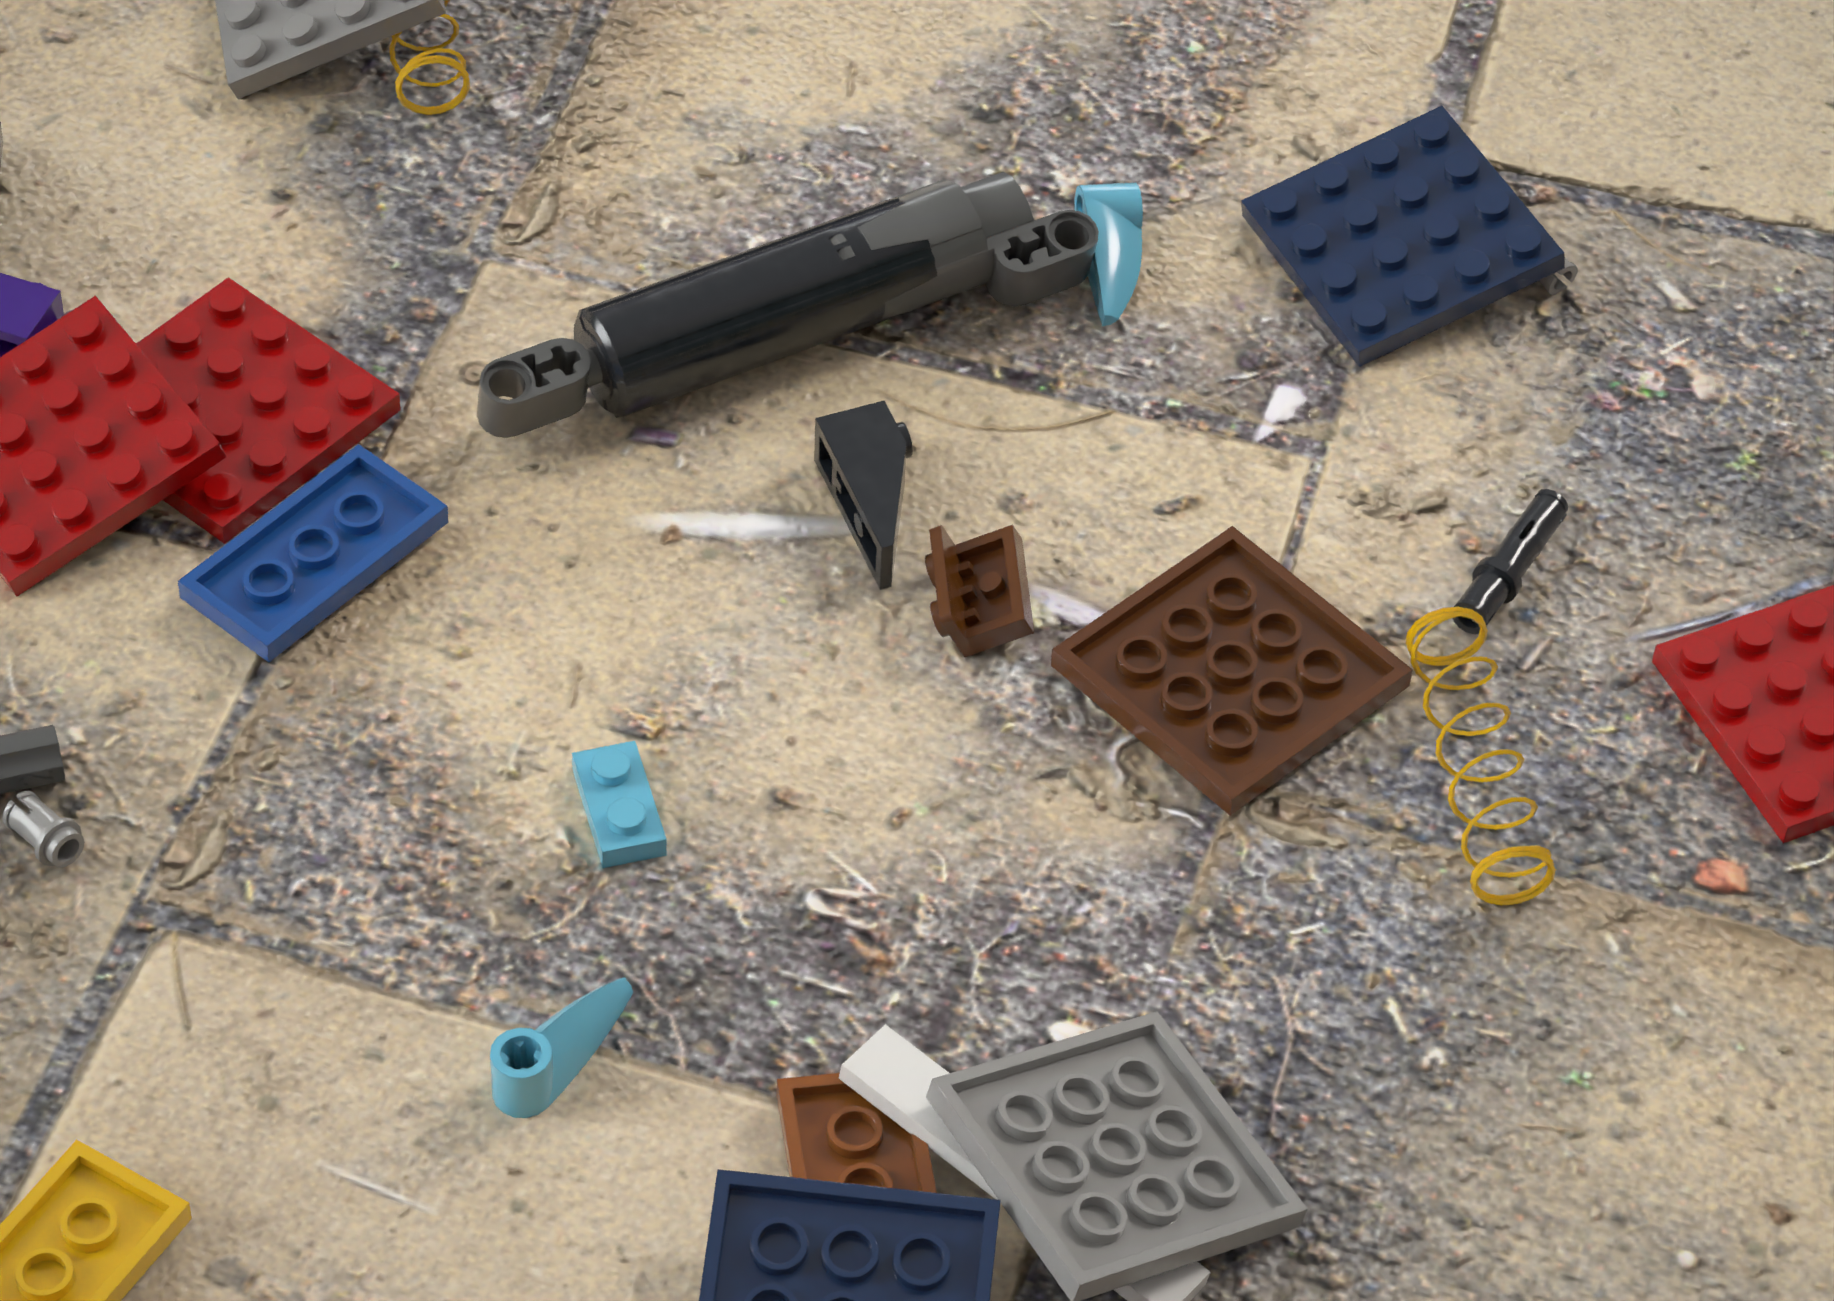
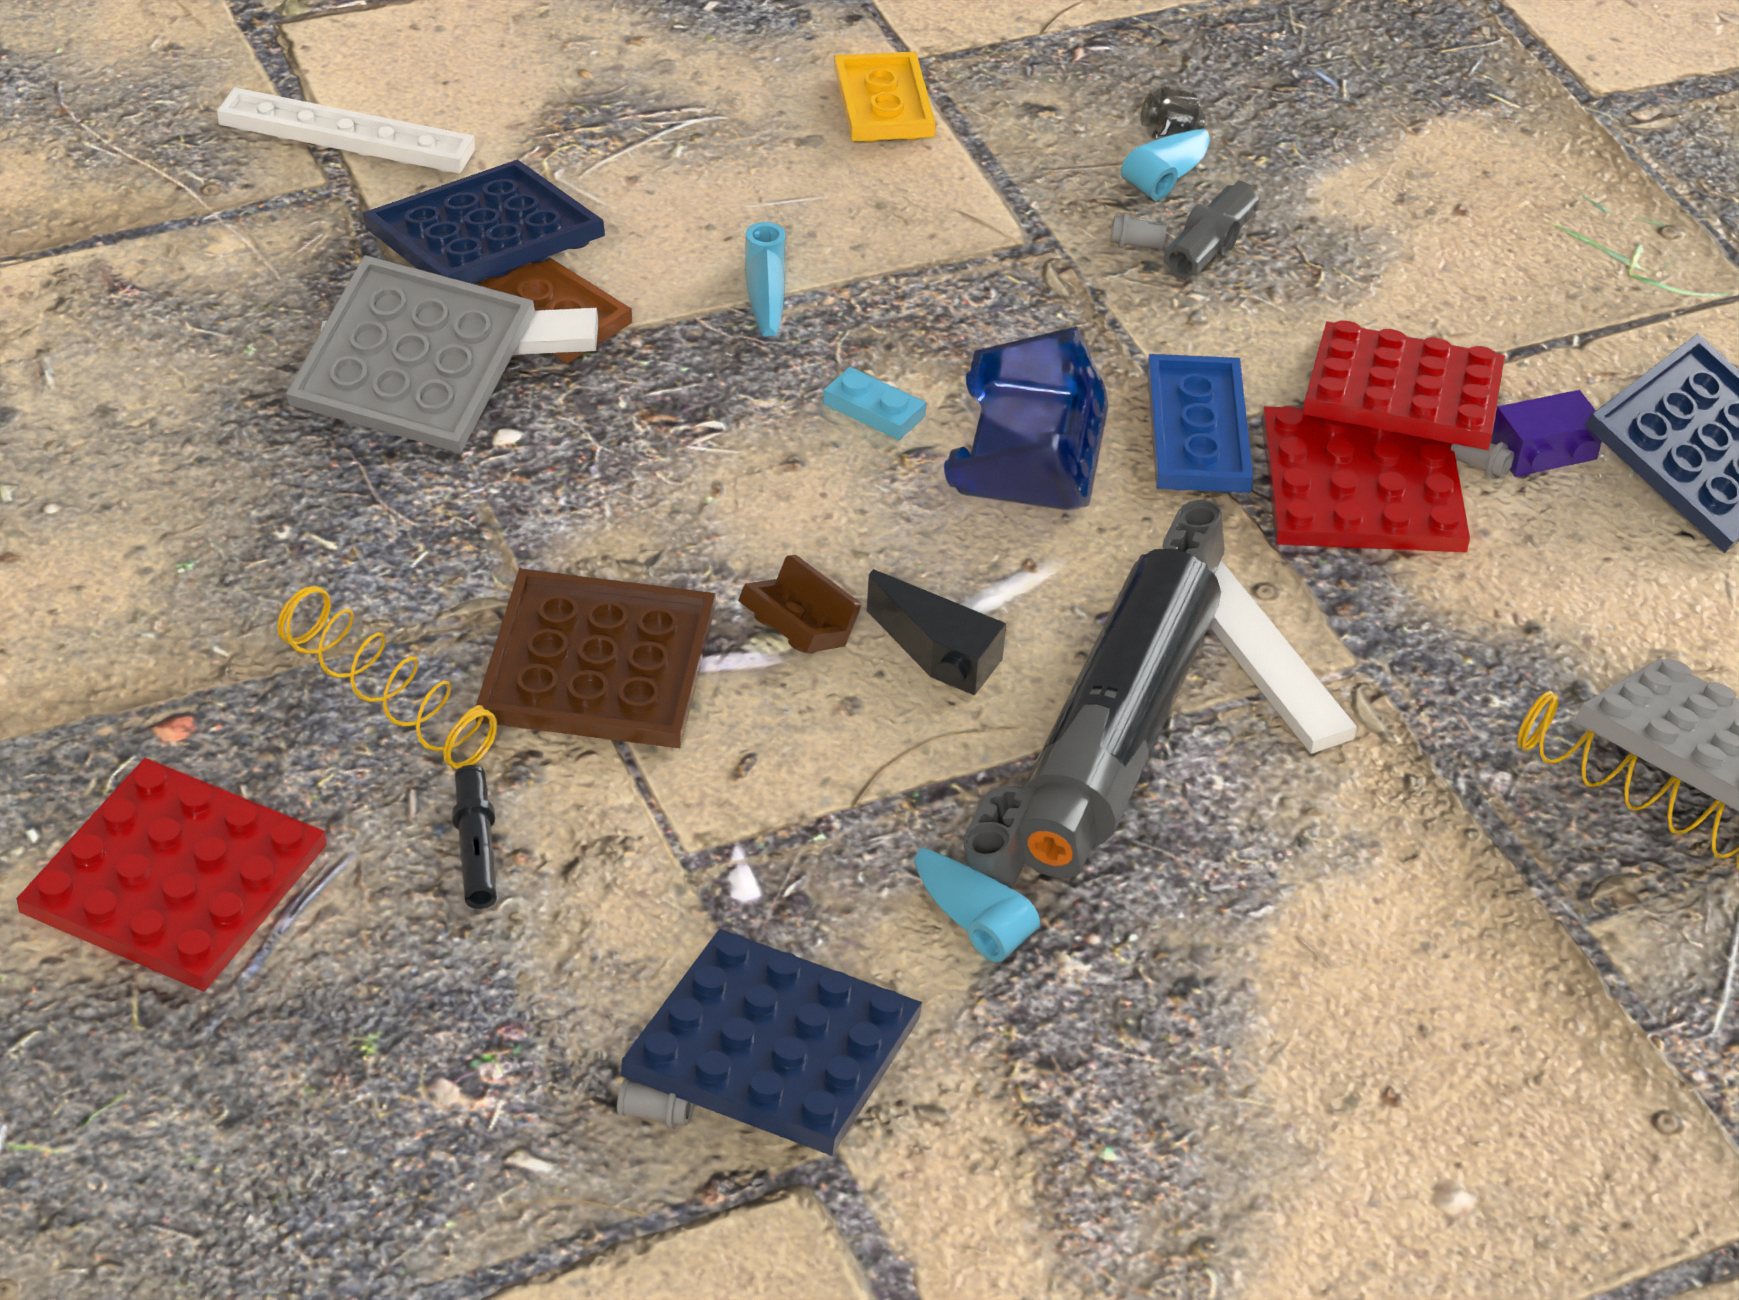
camera: 140 degrees right, 5 degrees down
(519, 632) = (1035, 424): none -> clear blue windscreen
(577, 280) = (1278, 668): none -> white tile

